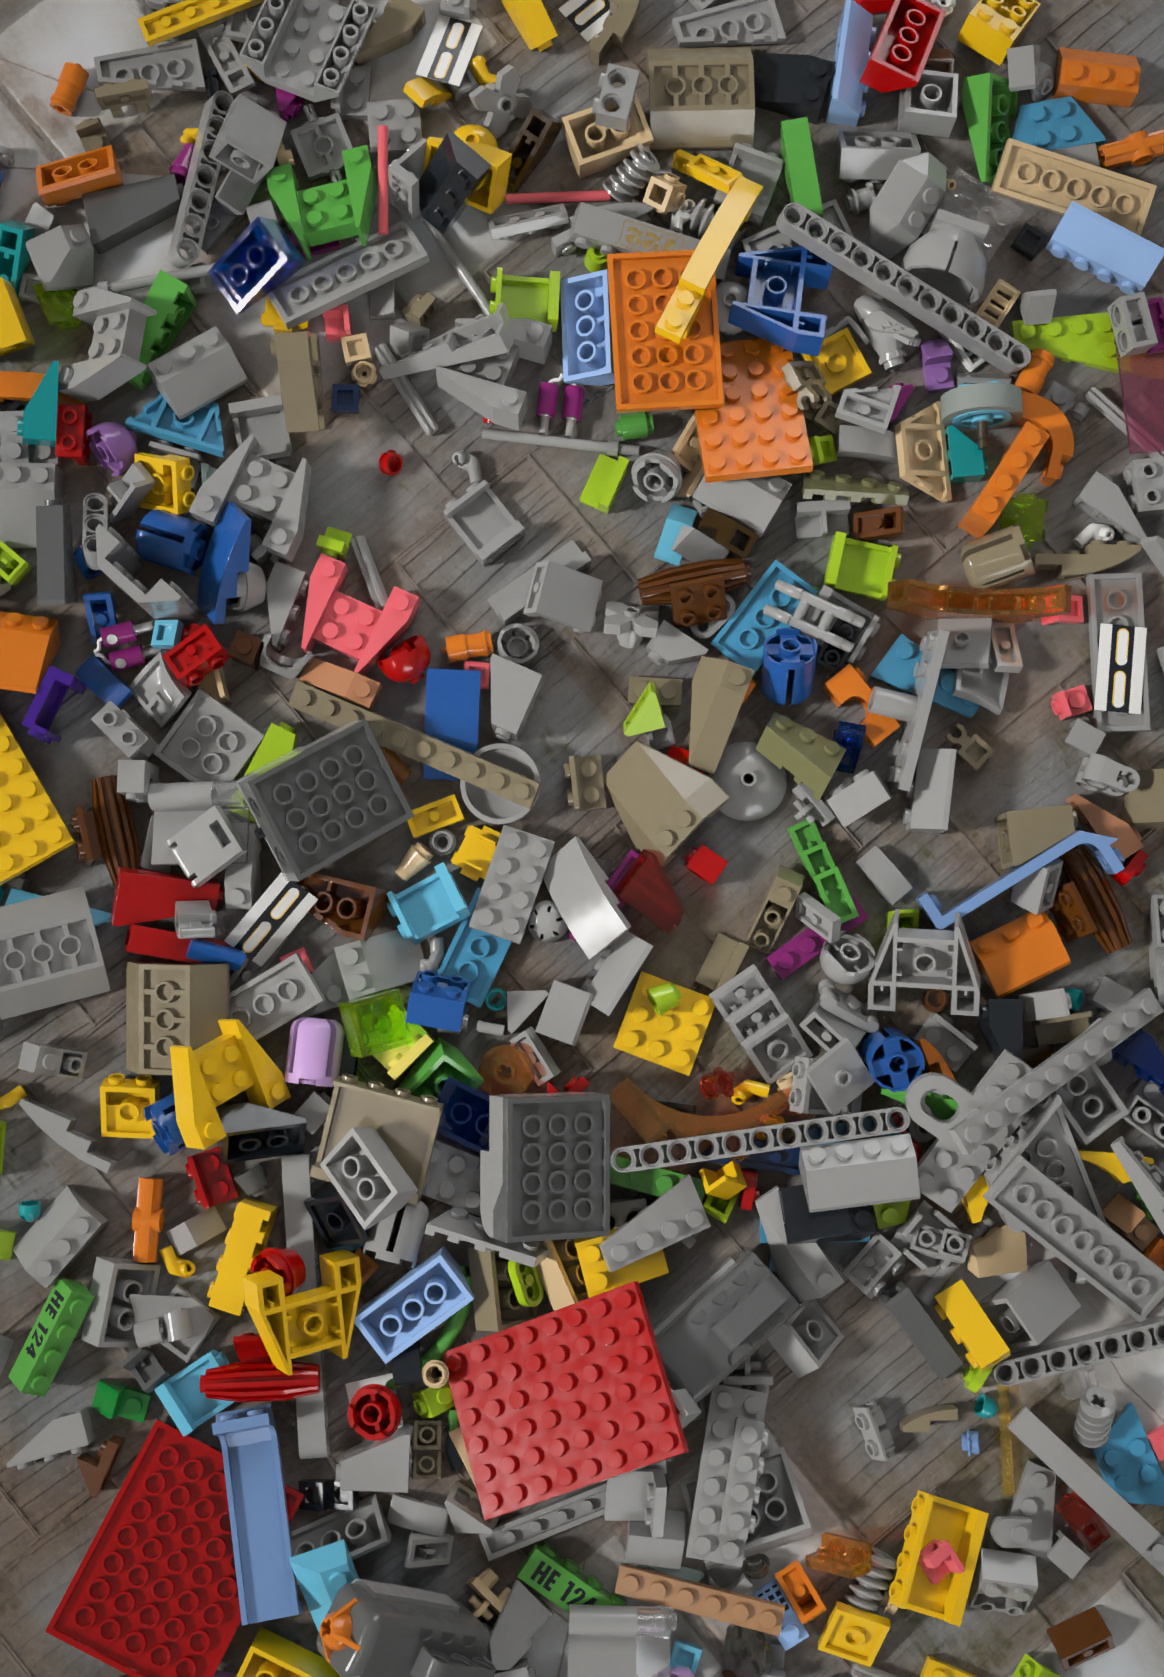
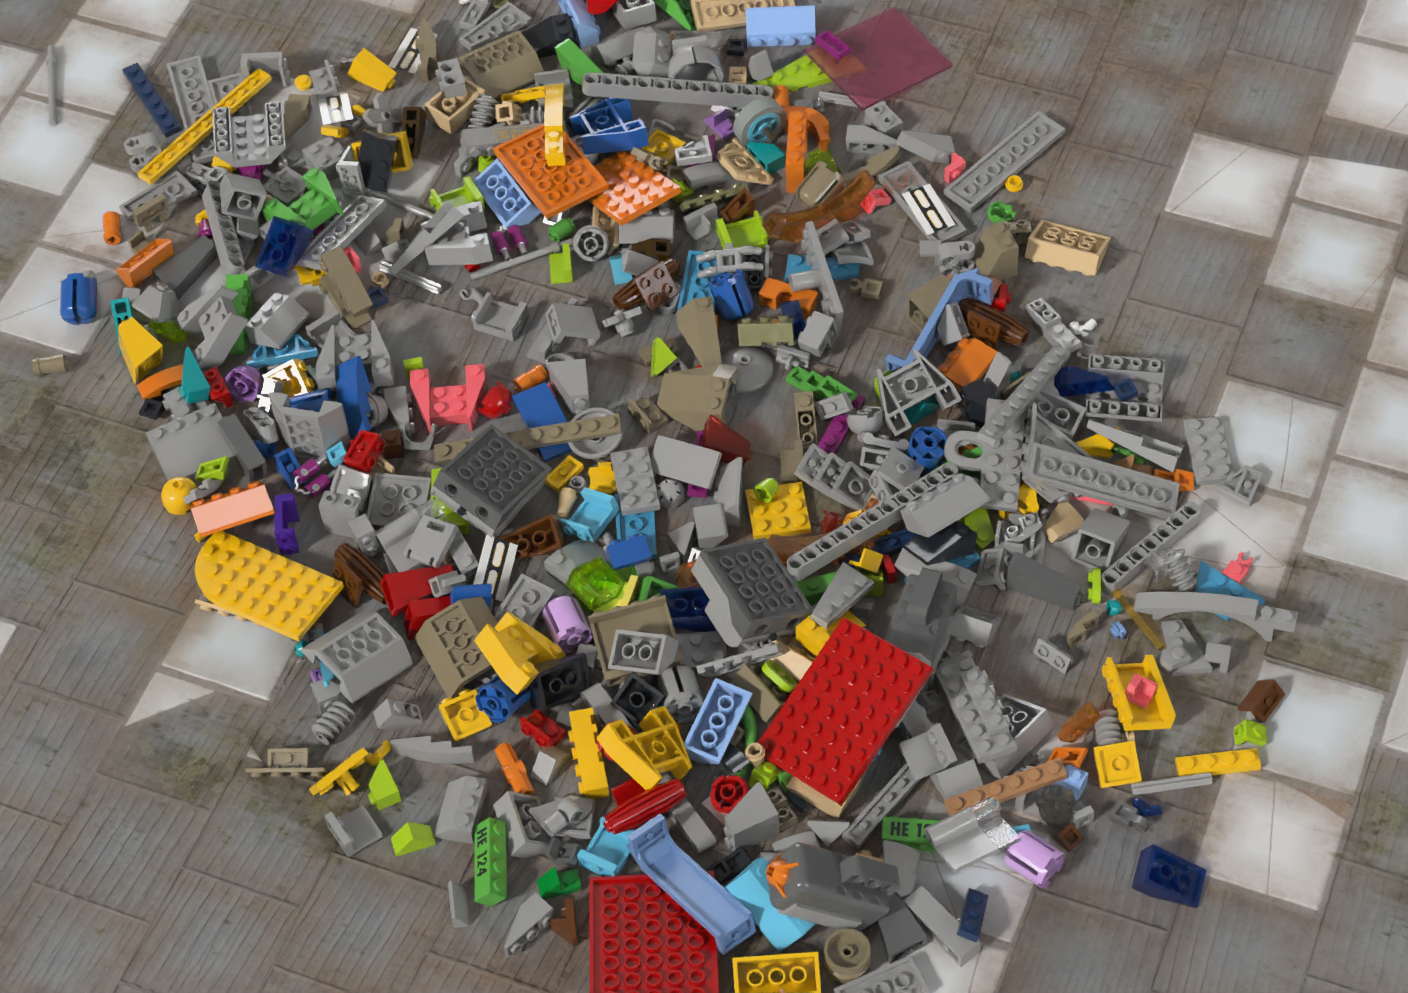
camera: 20 degrees left, 30 degrees down
(29, 1210) = (432, 806): teal hinge -> none
(104, 682) = (308, 502): blue slope -> none
(175, 1265) = (548, 790): yellow arm -> none
(342, 683) = (462, 430): nougat slope -> none
(356, 348) = (366, 270): tan plate -> none
(369, 572) = (442, 372): light grey axle -> none
(383, 212) = (335, 178): coral bar -> none
(390, 463) = (423, 314): red plate -> none
(500, 1004) = (660, 544): teal hinge -> none
(528, 221) = (434, 166): light grey plate -> none
(557, 197) = (436, 152): coral bar -> none
(673, 647) = (656, 321): light grey slope -> none
(705, 864) = (748, 417): red brick -> none
(884, 875) = (858, 371): light grey slope -> none
(886, 330) = (681, 119): light grey animal -> none
(930, 792) = (859, 316): light grey slope -> none
(934, 999) = (932, 417): reddish brown plate -> none
(971, 1327) = (1073, 562): yellow brick -> none
(1003, 1582) = (1190, 692): light grey slope -> none
(1071, 702) = (910, 241): coral bracket -> none
(1082, 1521) = (1214, 630): clear red slope -> none
(1094, 532) = (863, 162): white arm -> none
(1132, 324) = (819, 47): light grey brick -> none

